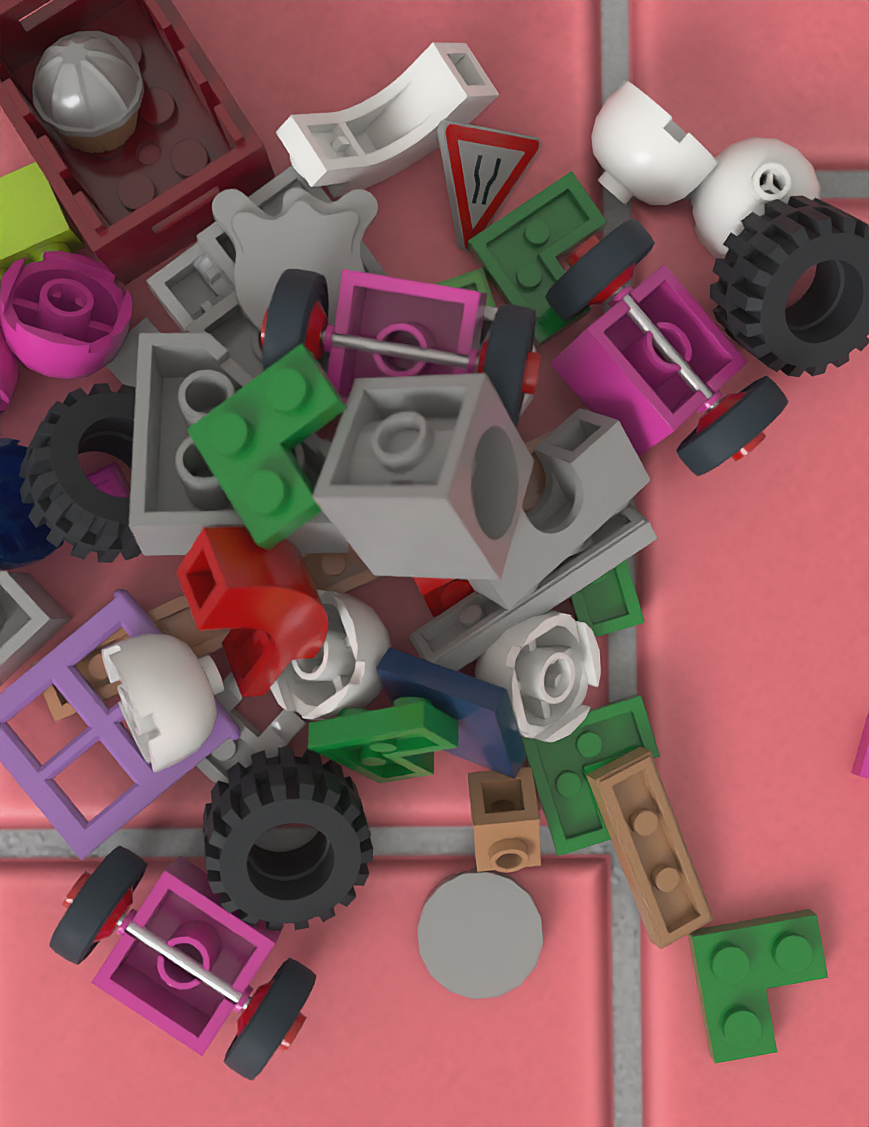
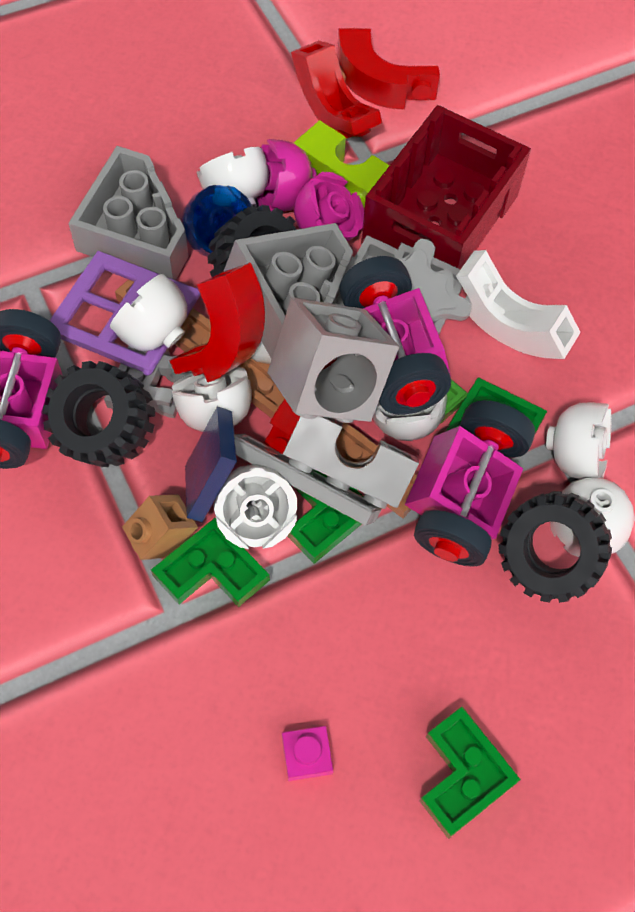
camera: 60 degrees right, 25 degrees down
(89, 91) = (445, 177): light grey piece -> none
(251, 442) = (309, 273): green plate -> none
(387, 741) = (177, 436): green plate -> none
(480, 933) = (84, 553): light grey tile -> none
(481, 172) = (520, 367): piece -> none
(650, 847) = (177, 620): medium nougat tile -> none
(736, 967) = (121, 715): green plate -> none

